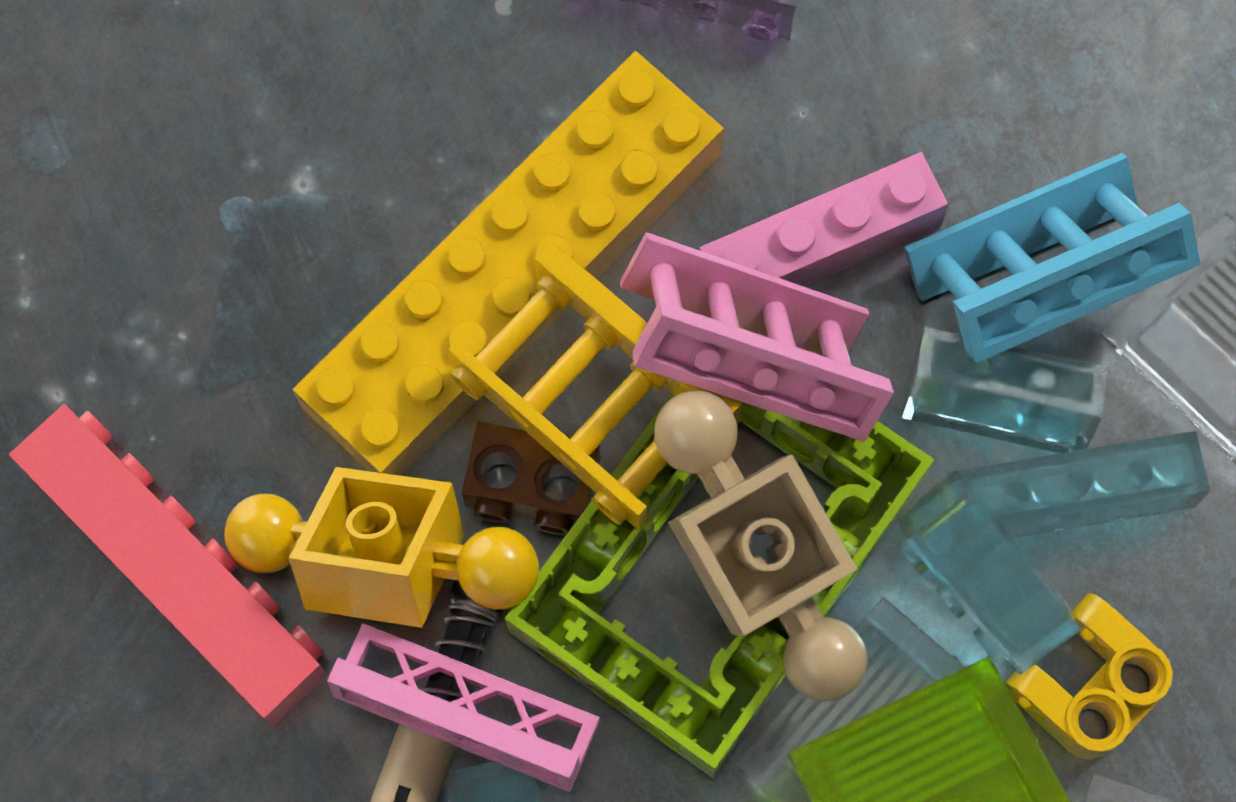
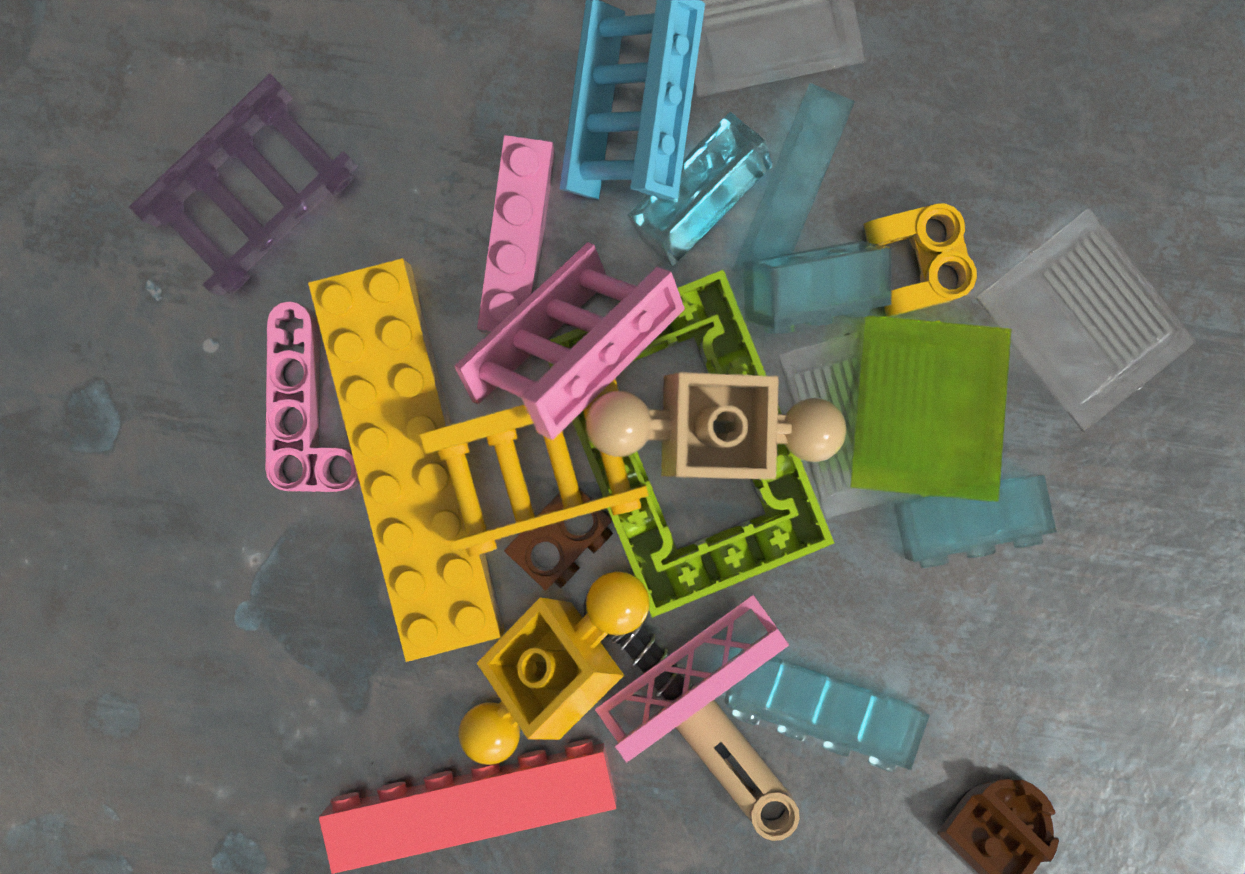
camera: 65 degrees left, 15 degrees up
(511, 123) = (305, 398): none -> bright pink beam

